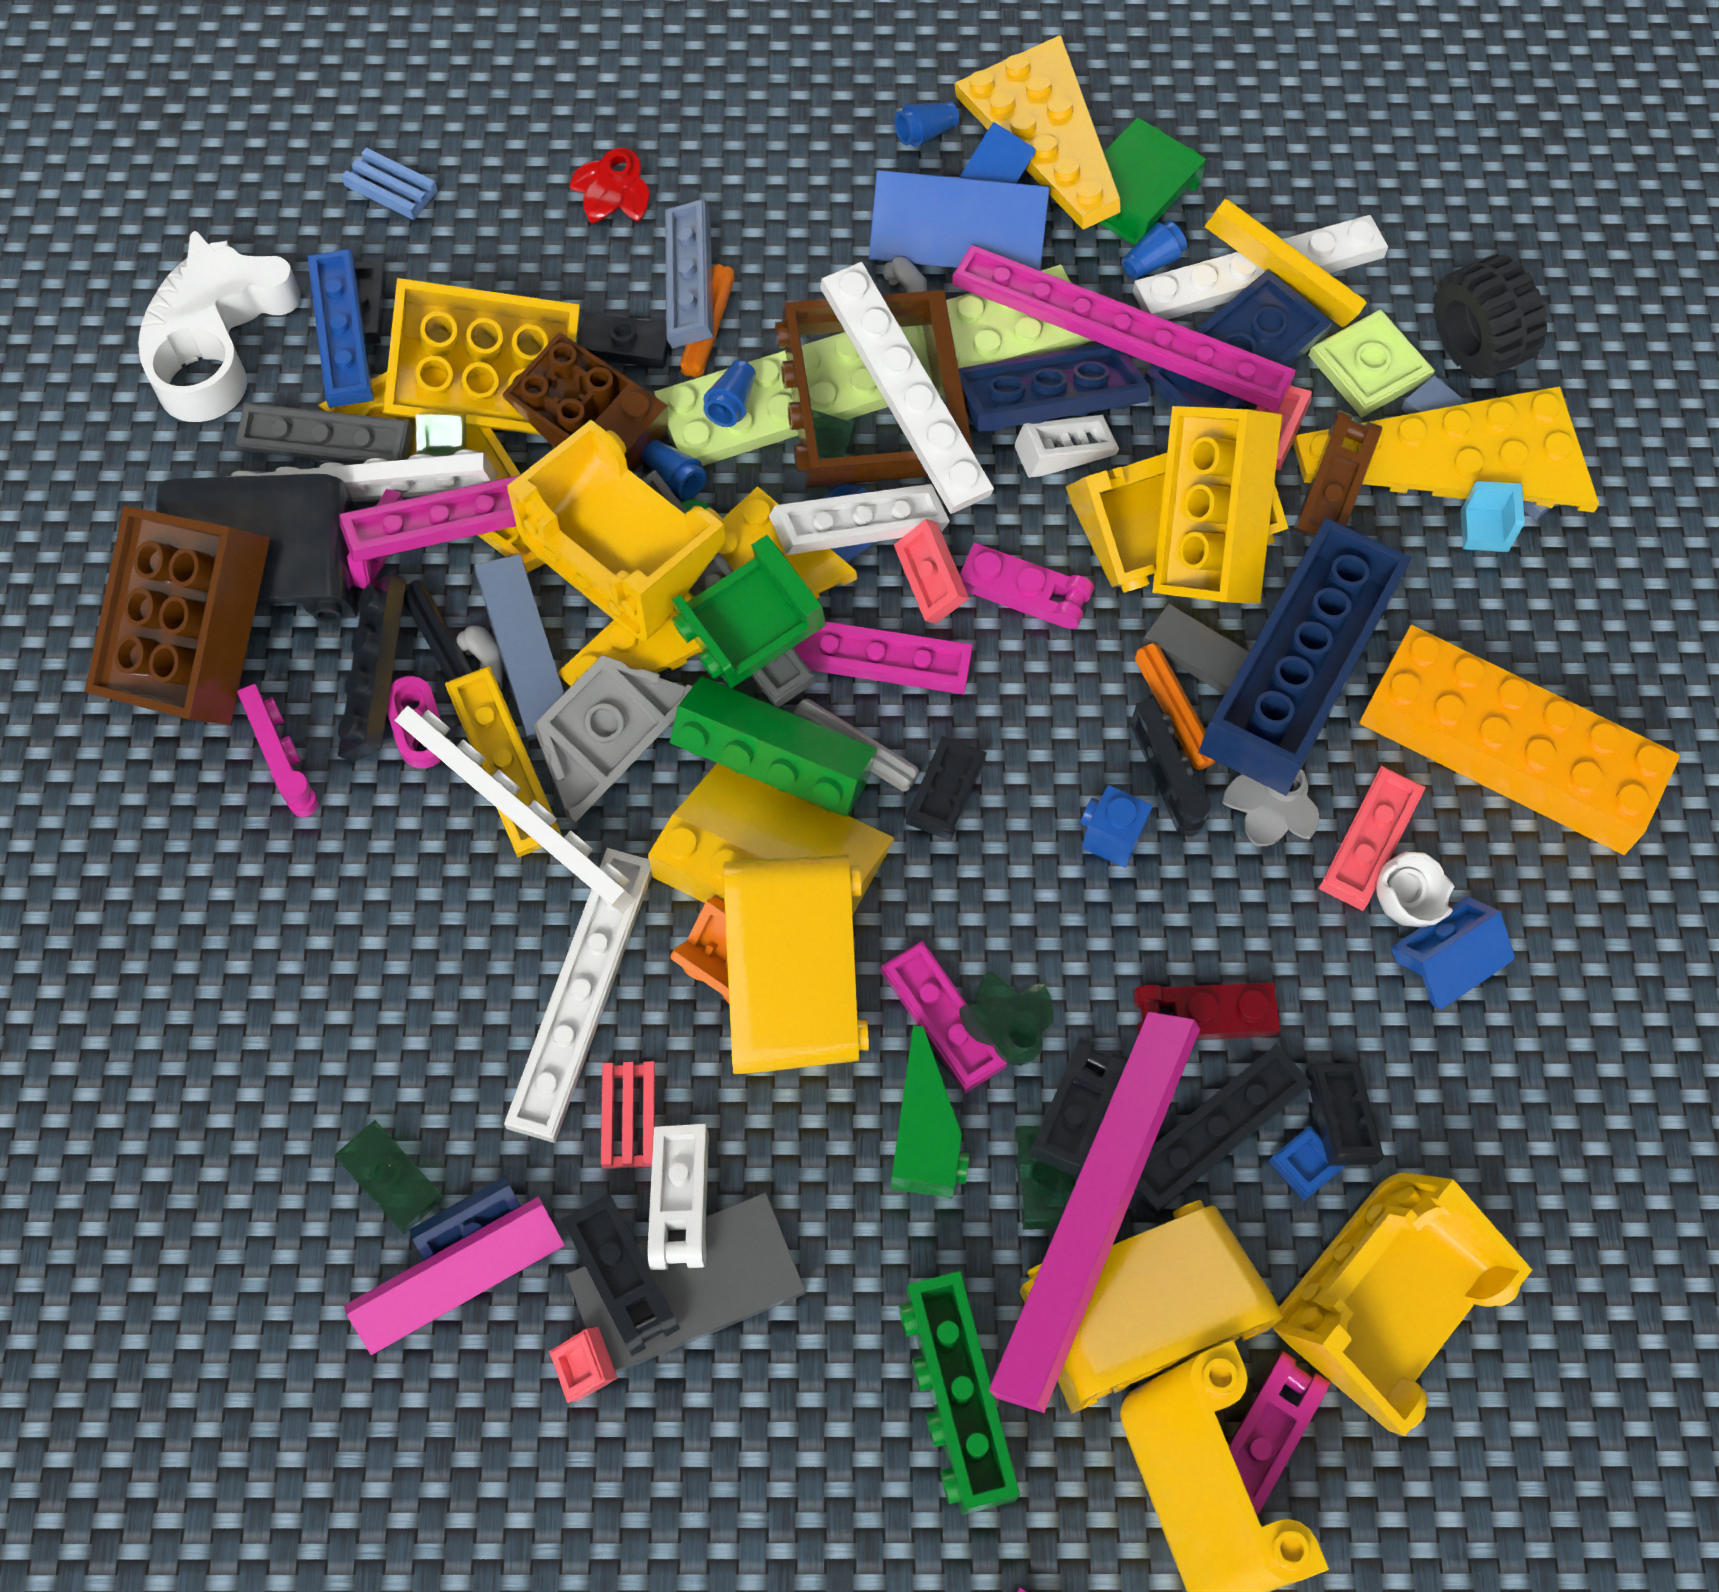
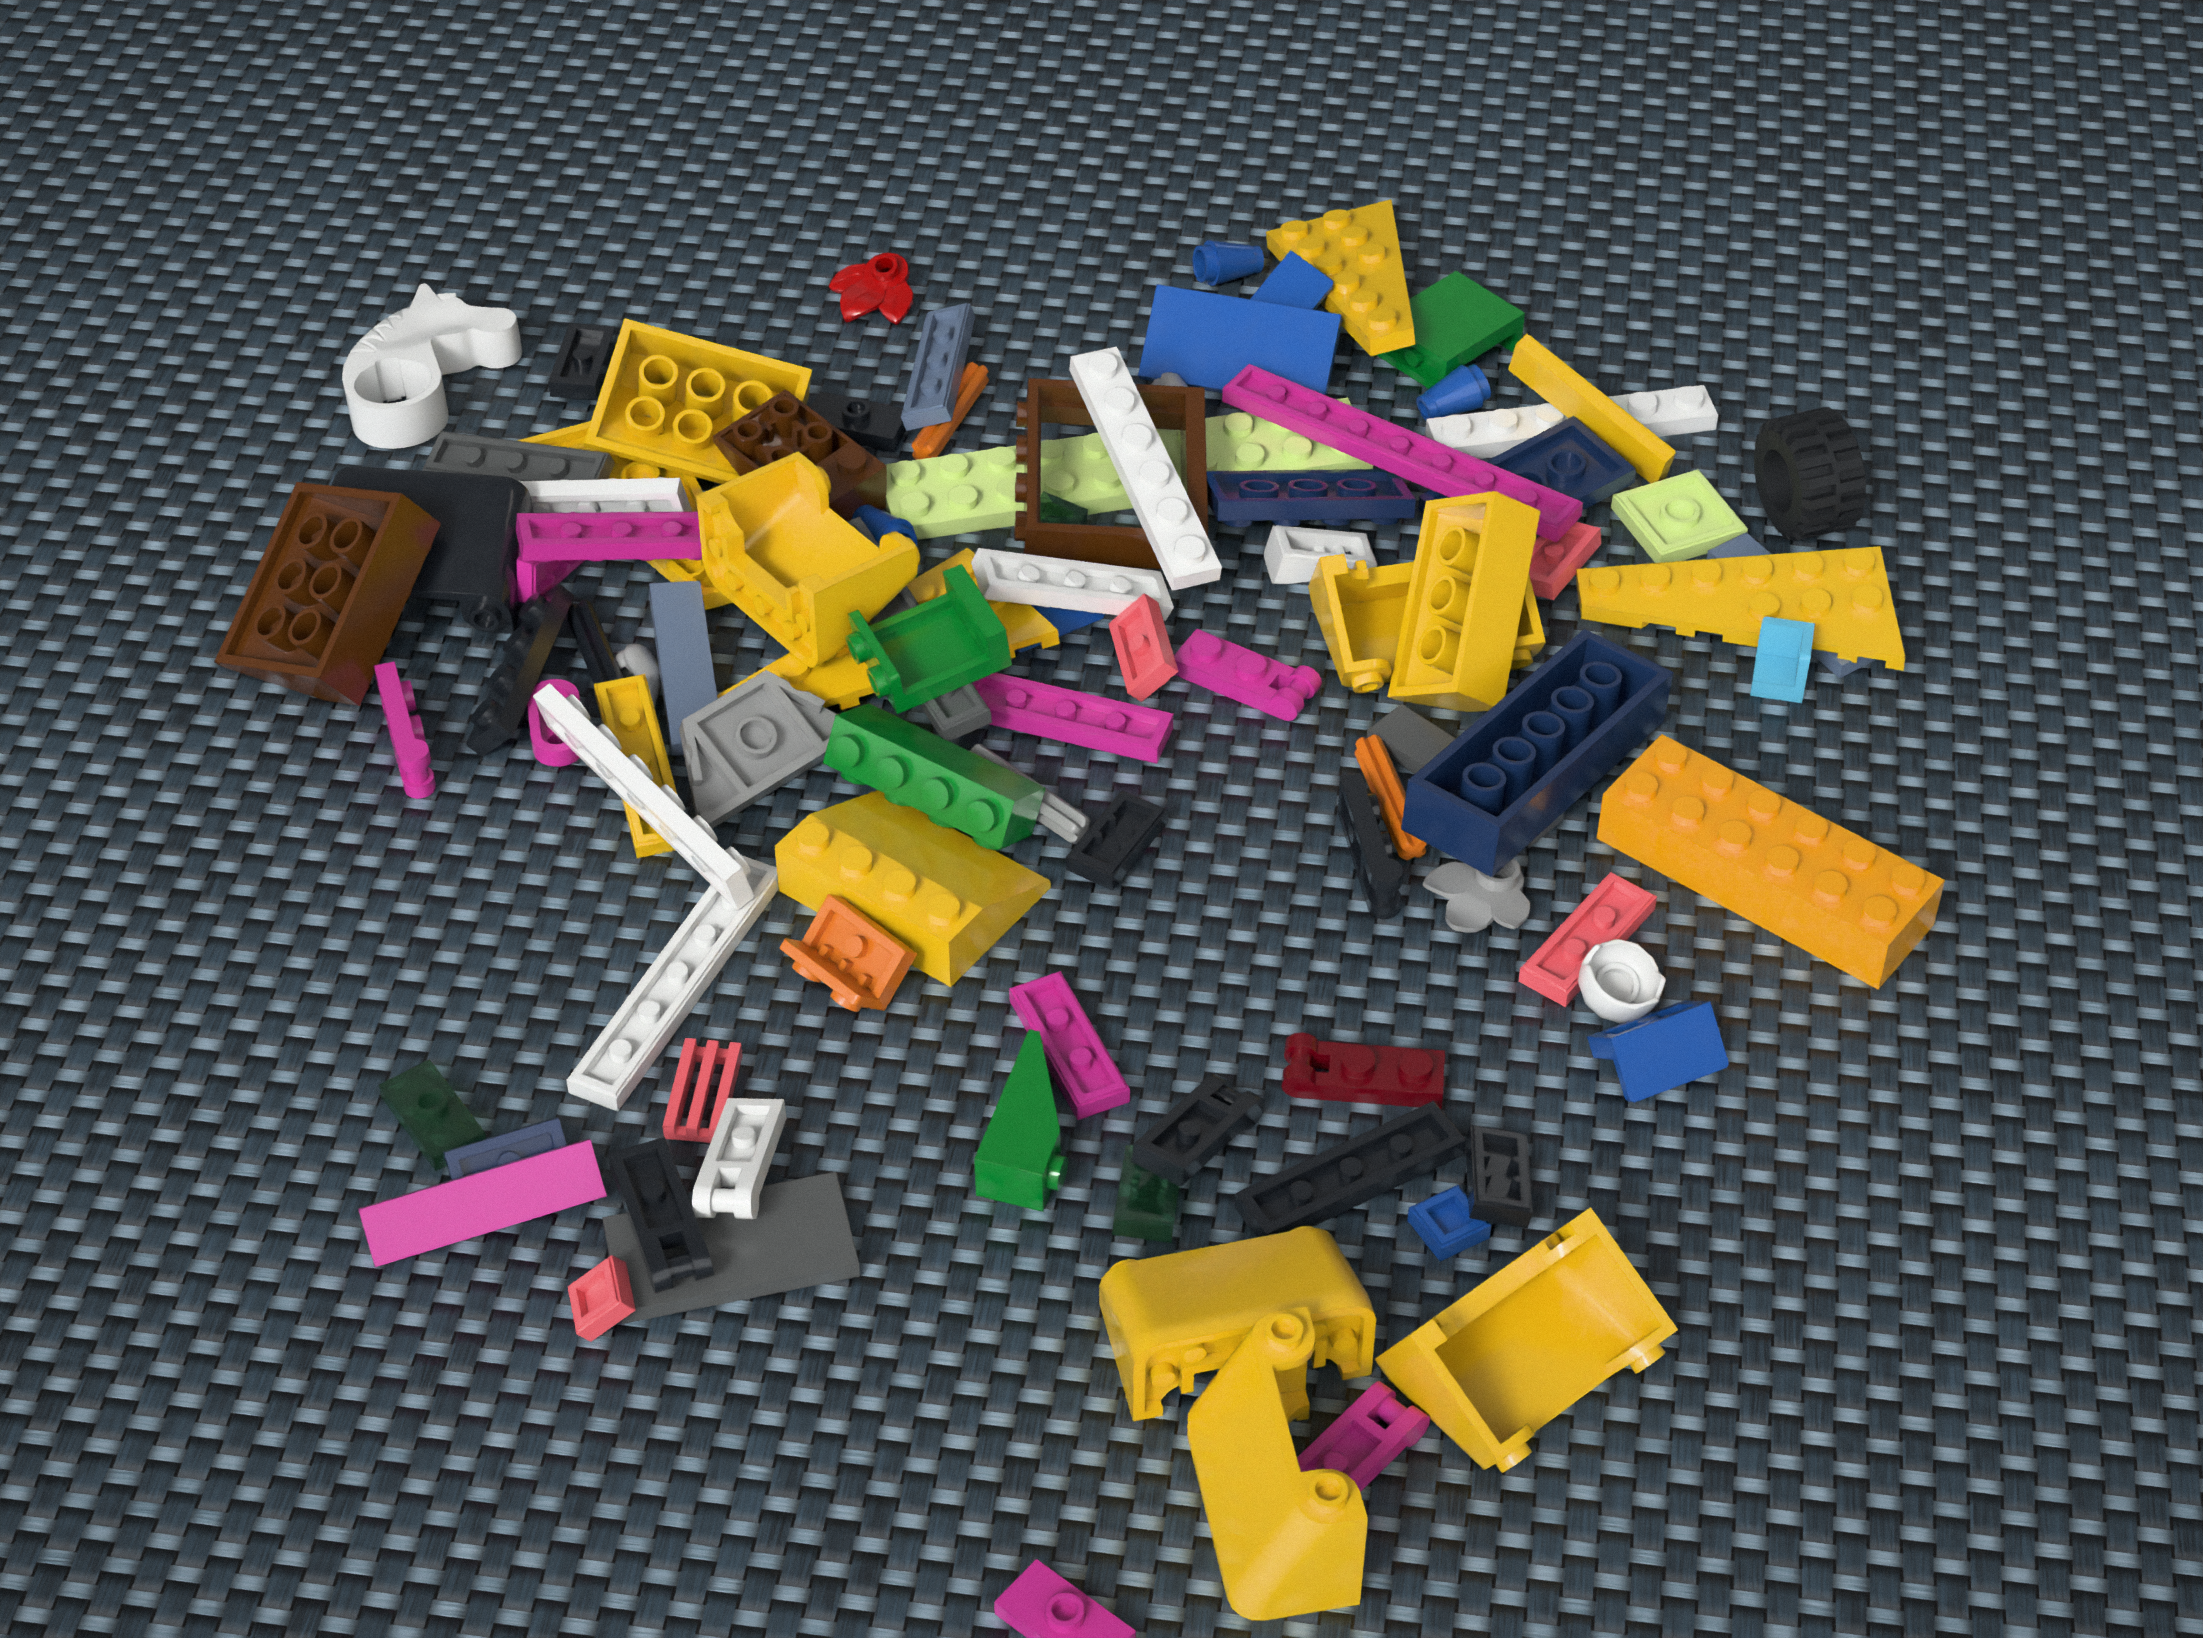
camera: 10 degrees right, 20 degrees down
(340, 328) = (556, 376): blue tile -> none
(395, 179) = (644, 263): medium blue tile -> none
(440, 433) = (640, 462): clear green plate -> none
(730, 395) = (954, 468): blue cone -> none
(792, 963) = (903, 951): yellow windscreen -> none
(959, 1386) = (1008, 1366): green brick -> none
(1005, 1014) = (1139, 1055): clear green plate -> none
(1094, 1213) = (1188, 1205): dark pink tile -> none
(1115, 825) = (1296, 888): blue brick -> none
(1338, 474) = (1615, 596): reddish brown plate -> none

